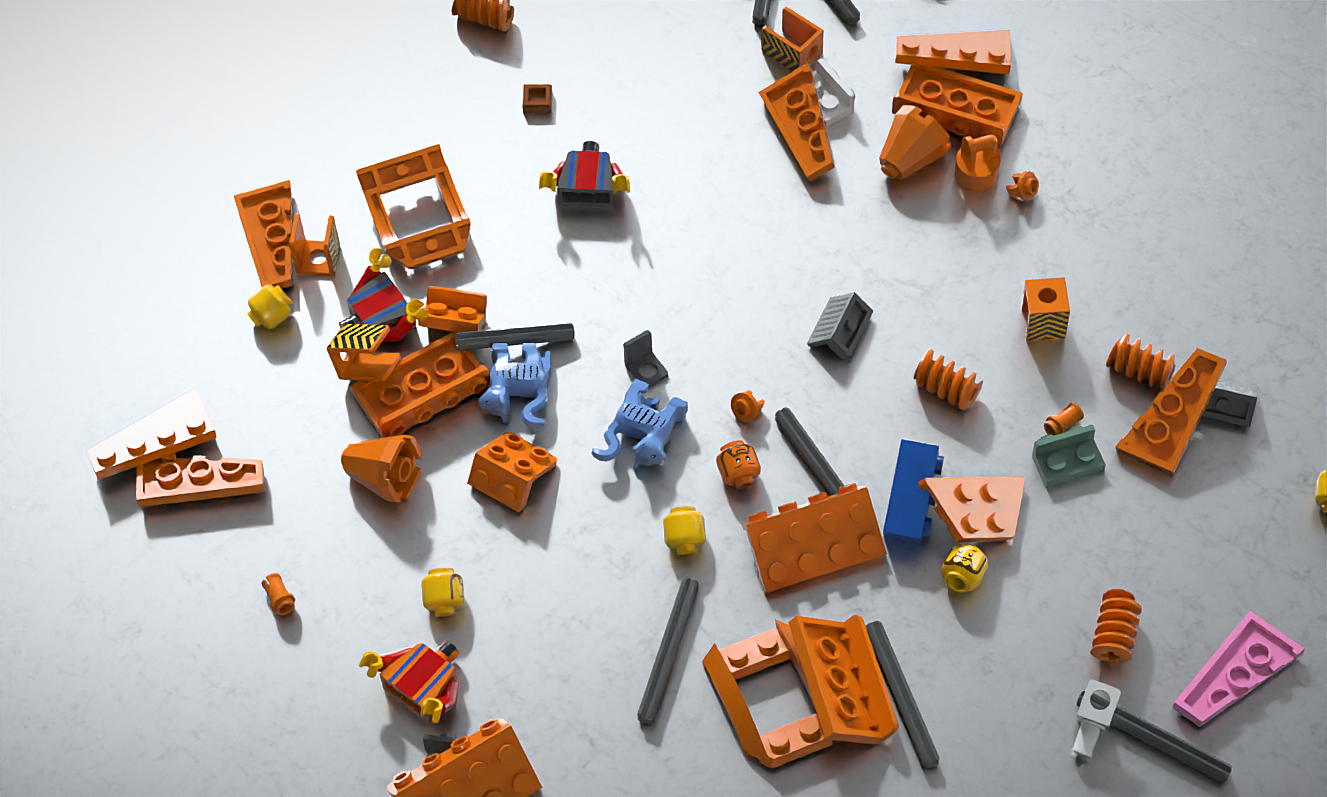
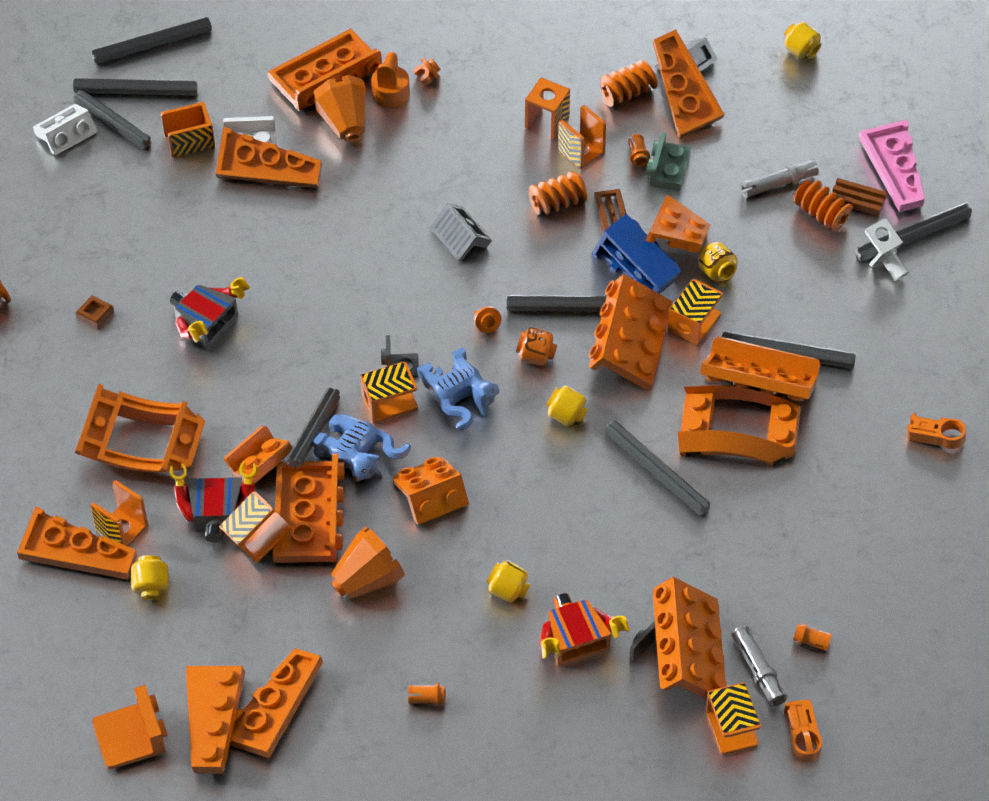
camera: 60 degrees left, 5 degrees down
(103, 386) = (131, 731): none -> orange bracket
(595, 372) = (388, 392): none -> piece
(881, 580) = (694, 312): none -> piece
(949, 457) = (600, 208): none -> dark orange tile
(963, 51) = (282, 43): wing -> none
(1020, 360) = (591, 136): none -> orange piece
(1138, 575) = (790, 174): none -> light grey pin
(1156, 632) = (859, 194): none -> dark orange tile

